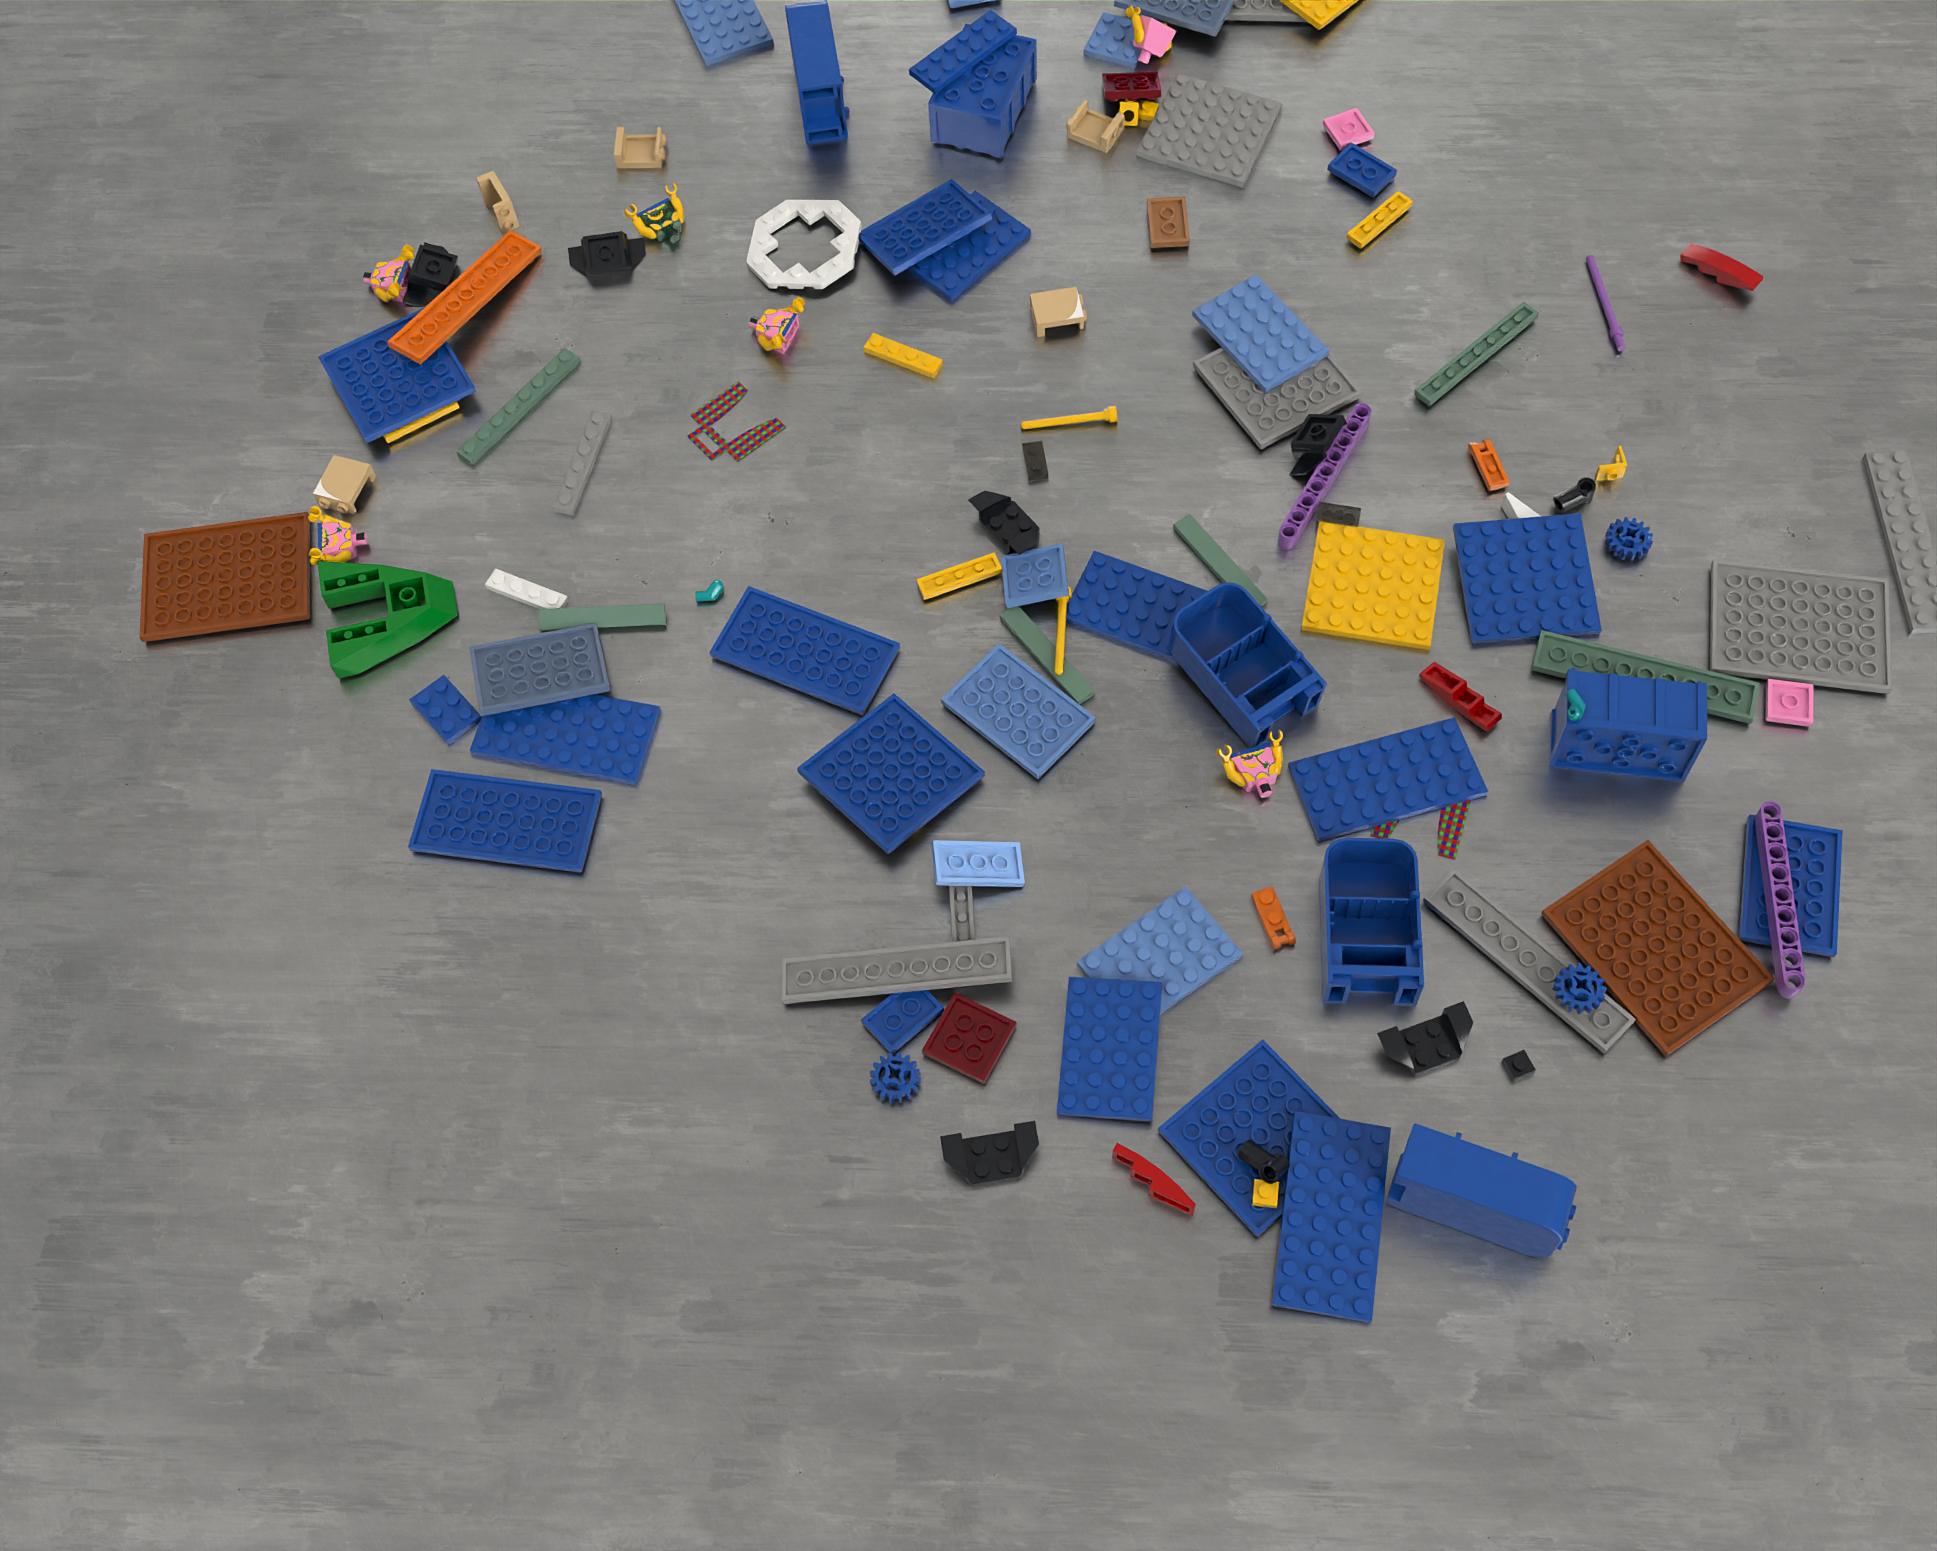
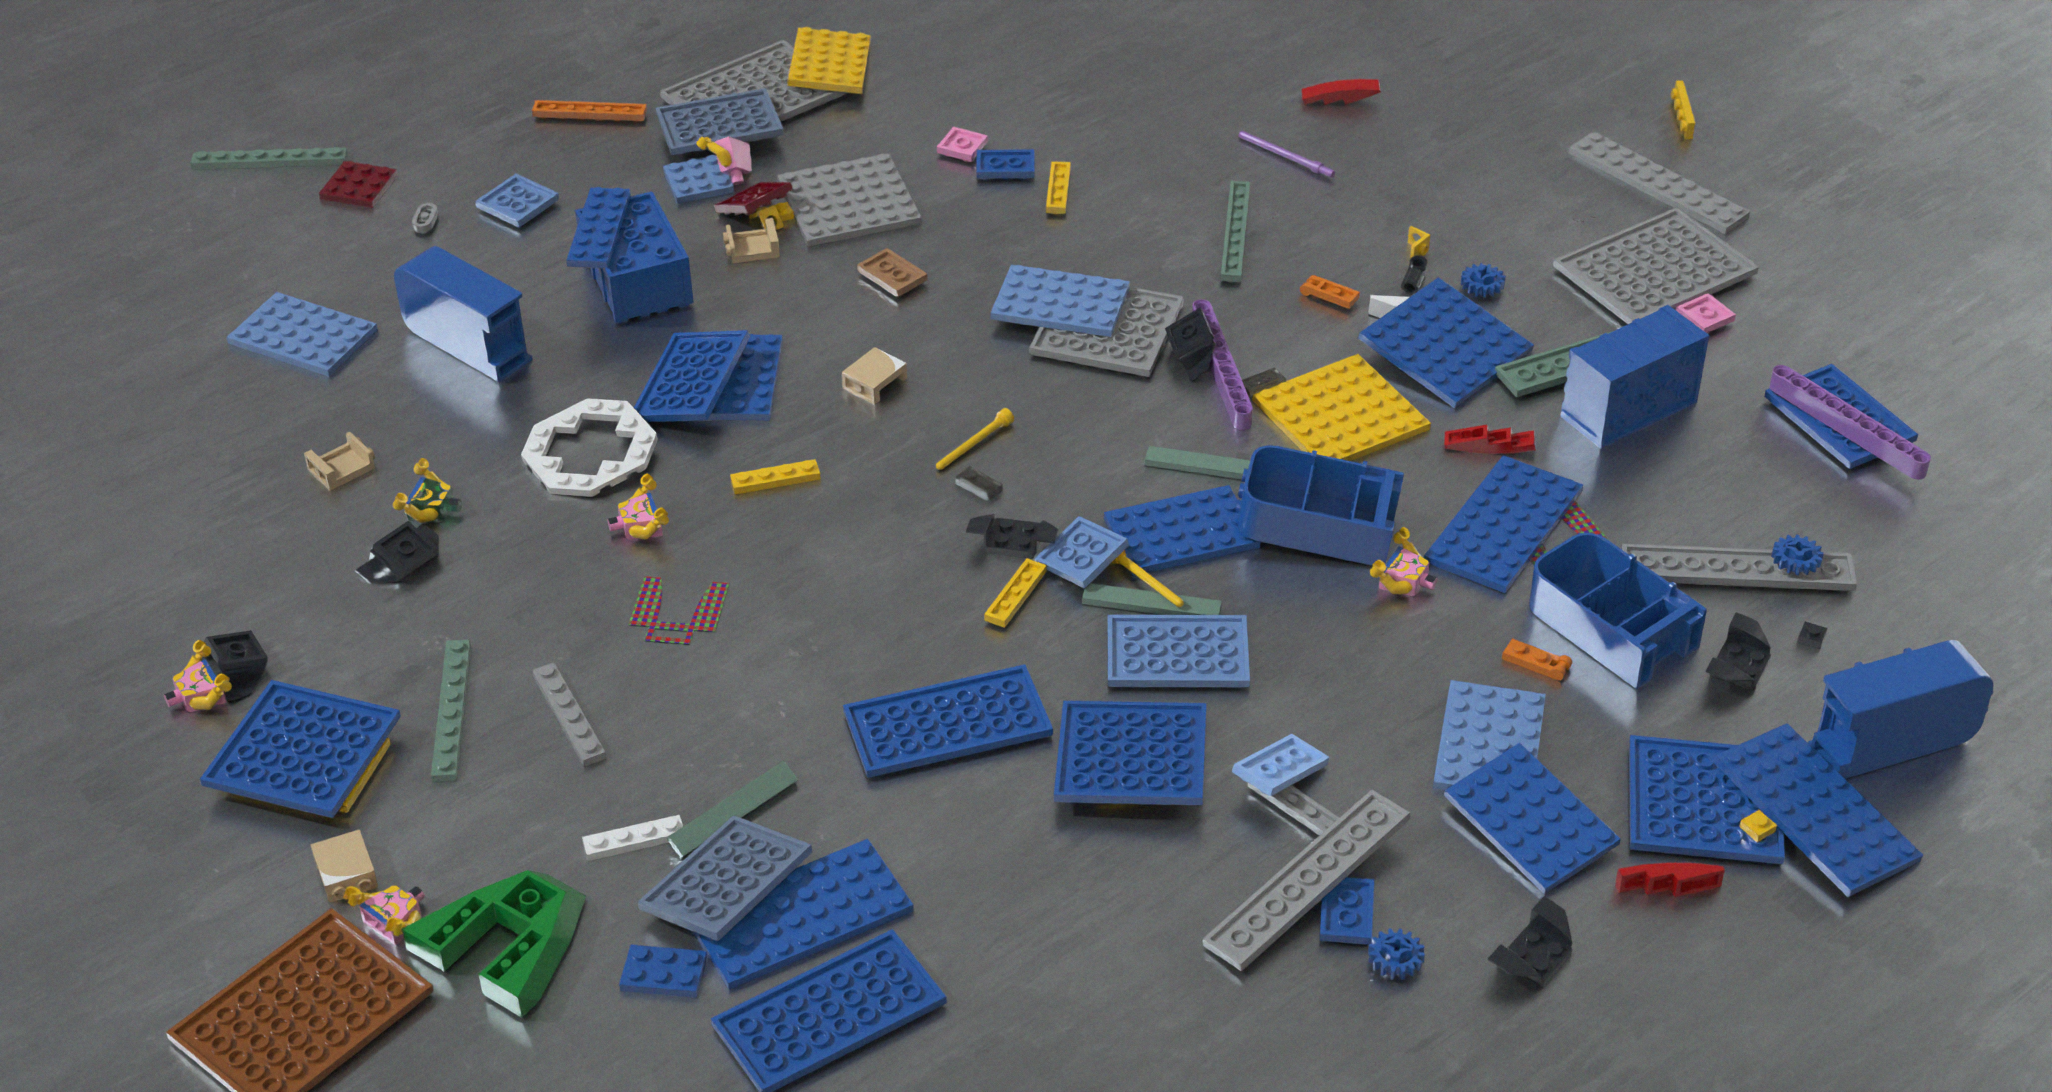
camera: 45 degrees left, 20 degrees down
(464, 297) = (304, 652): orange plate -> none
(496, 197) = (247, 563): tan panel -> none
(711, 593) = (813, 733): teal arm -> none
(969, 1038) = (1417, 888): dark red plate -> none
(1270, 1166) = (1731, 803): black piece -> none
(1577, 706) = (1607, 365): teal arm -> none
(1657, 947) = (1827, 501): dark orange plate -> none

